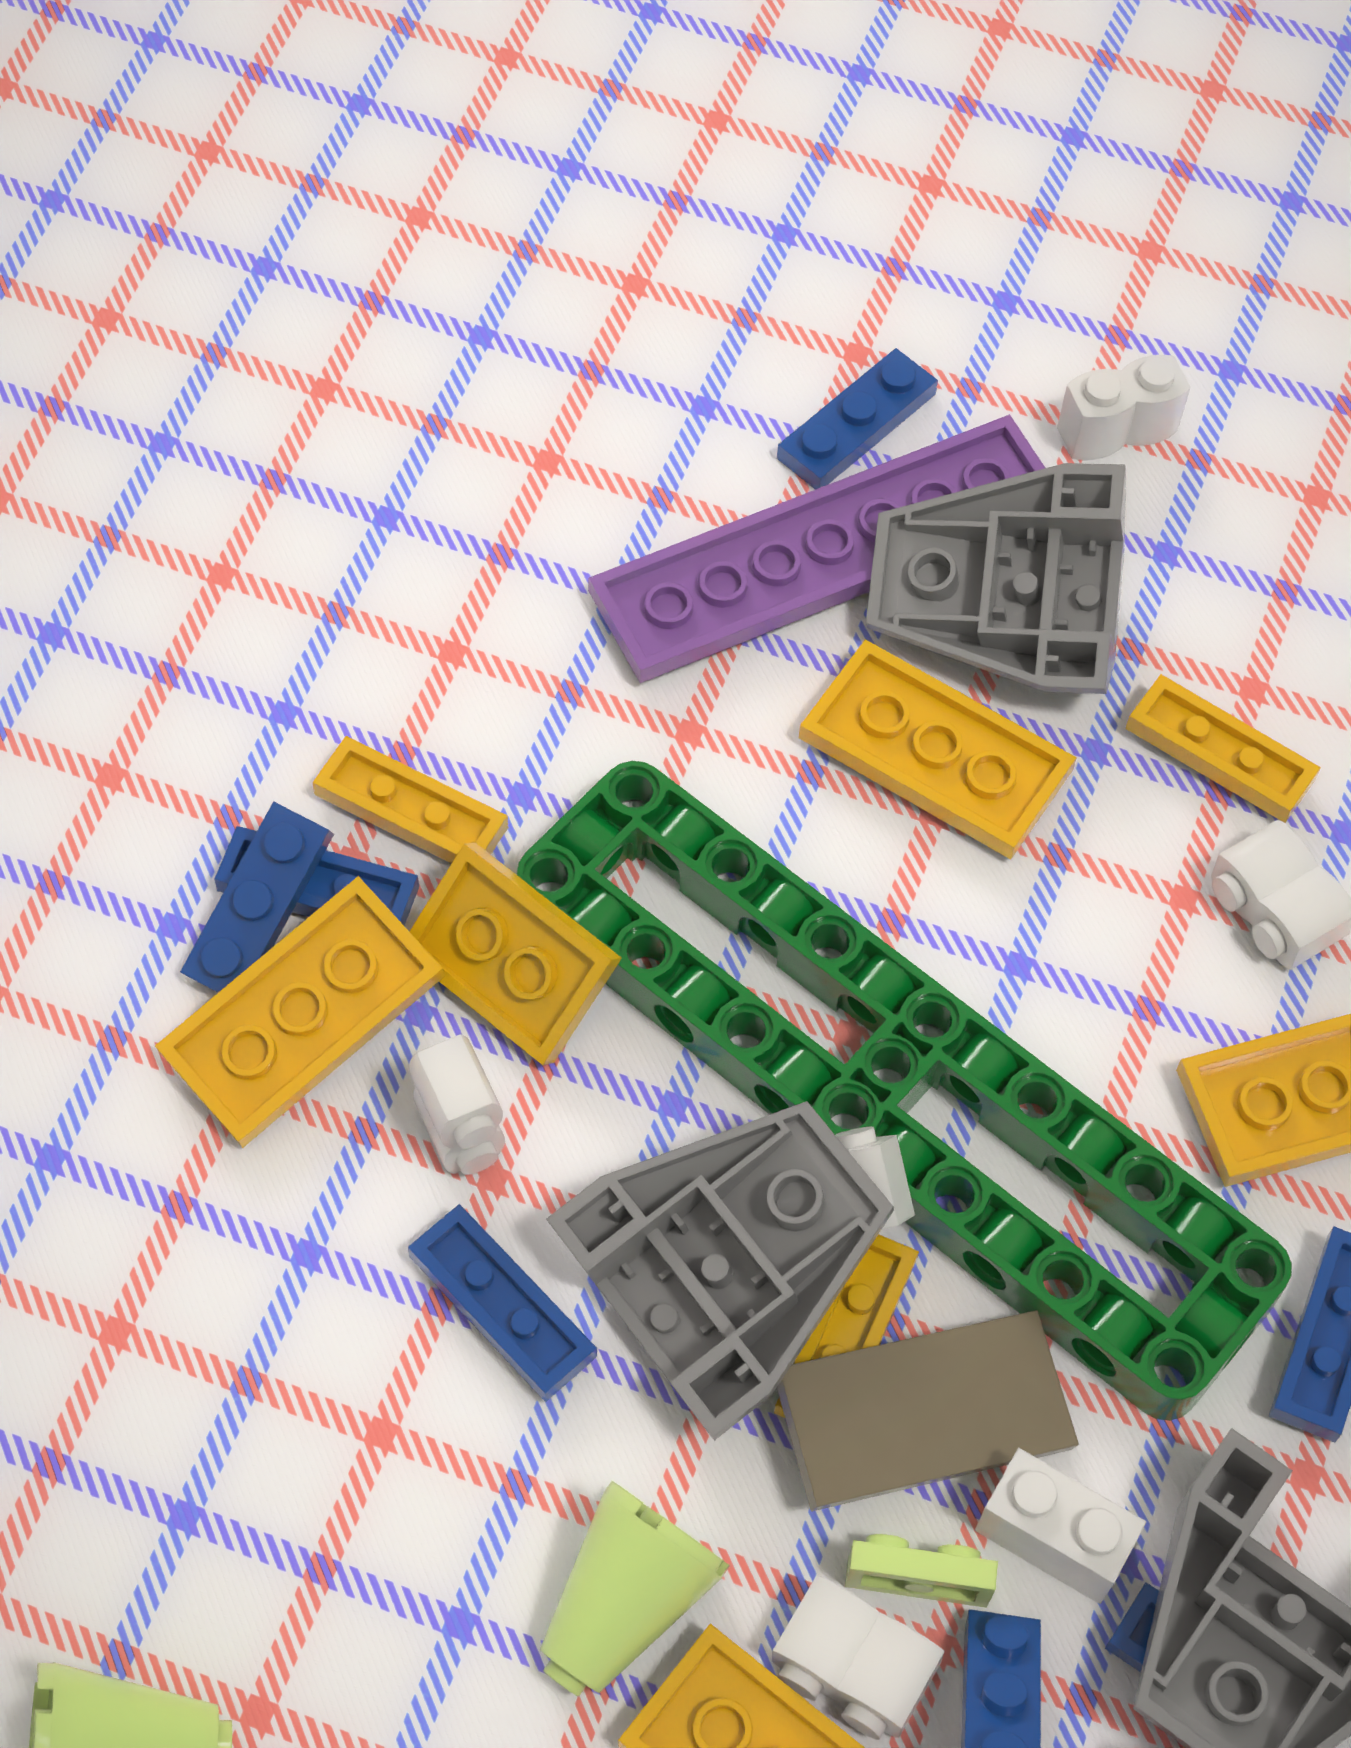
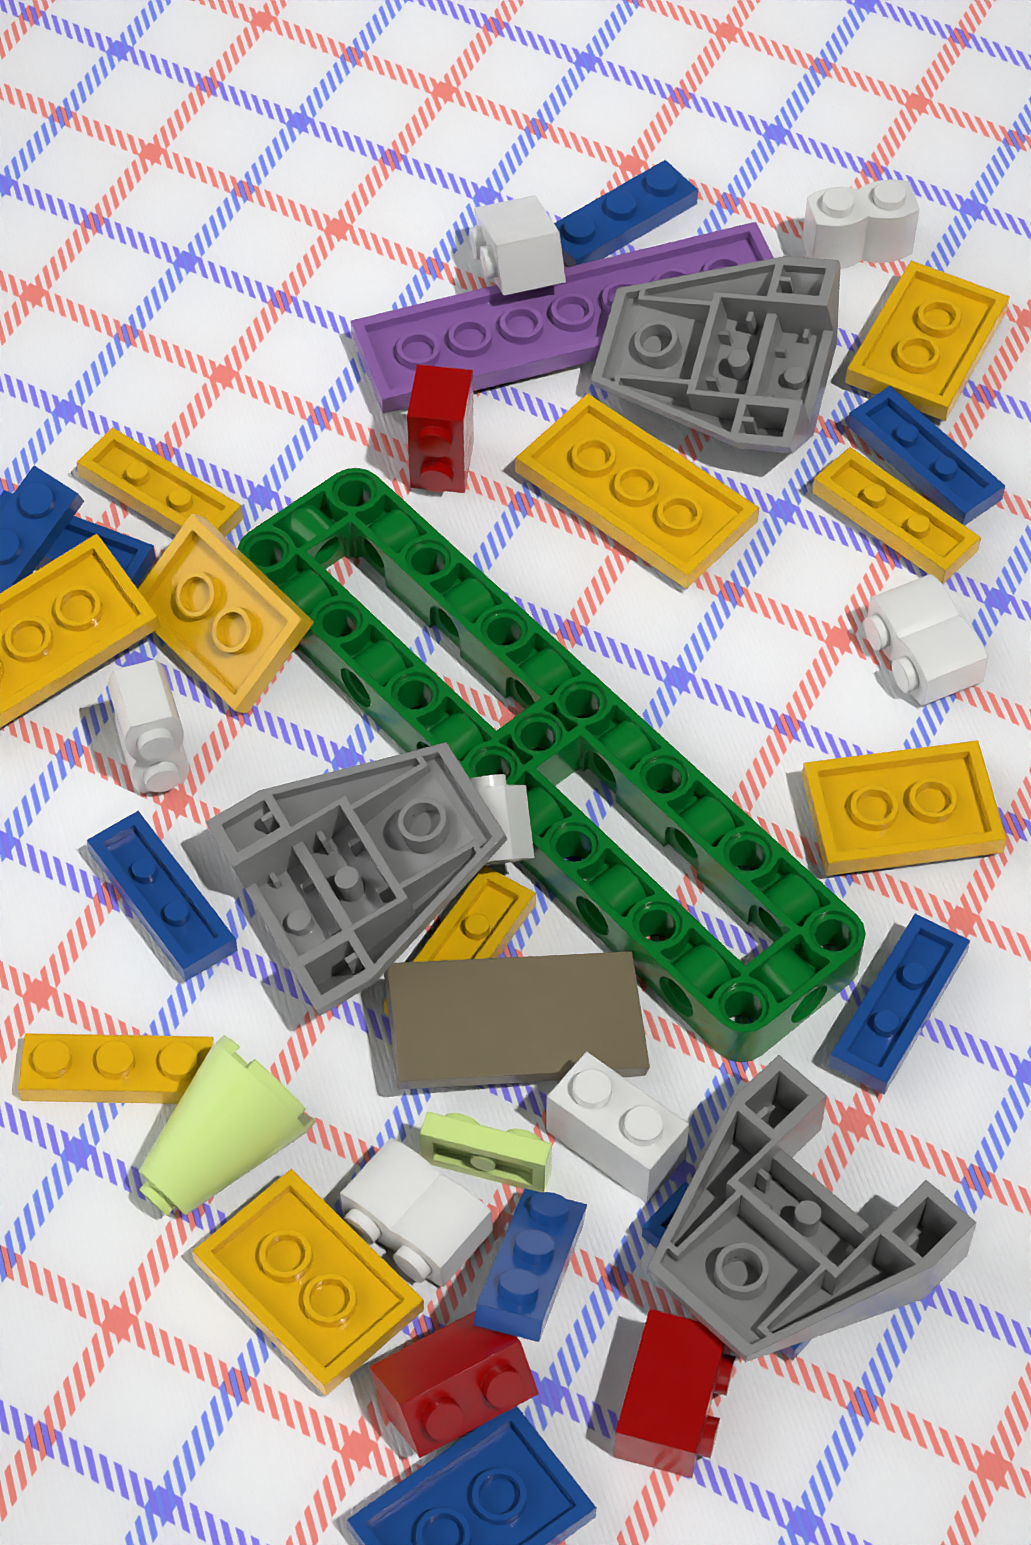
camera: 10 degrees right, 5 degrees down
(486, 1518) = (109, 1067): none -> yellow plate
(717, 703) = (440, 428): none -> red brick
(760, 470) = (518, 245): none -> white brick
(1218, 536) = (928, 339): none -> yellow plate
(1241, 674) = (926, 456): none -> blue plate

